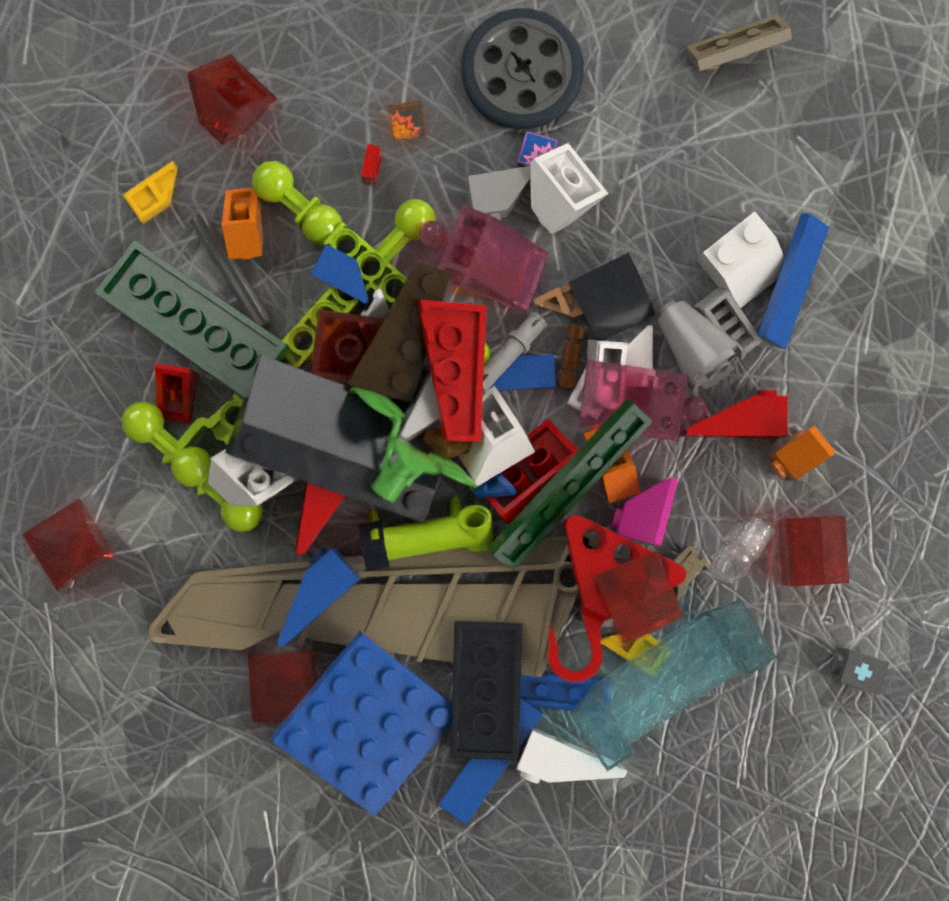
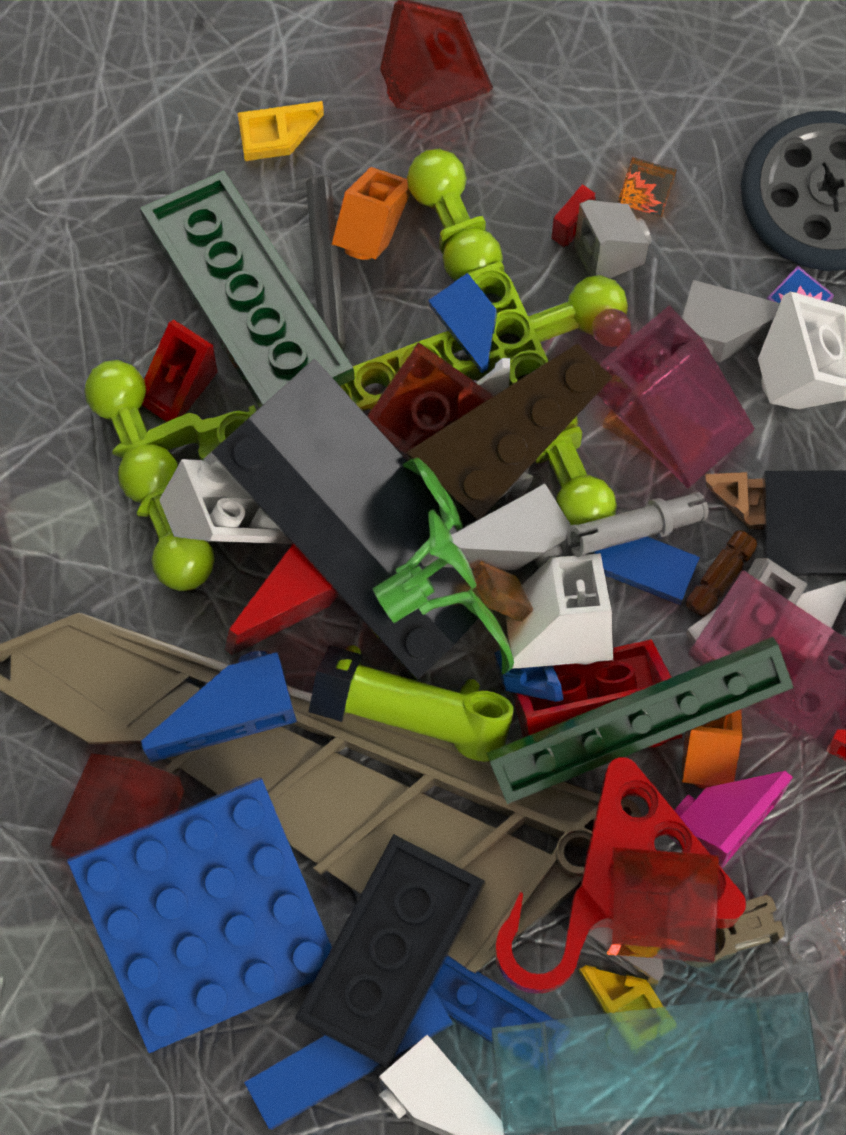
camera: 30 degrees right, 15 degrees down
(403, 171) = (610, 238): none -> light grey slope
(456, 357) = (565, 486): red wing -> none

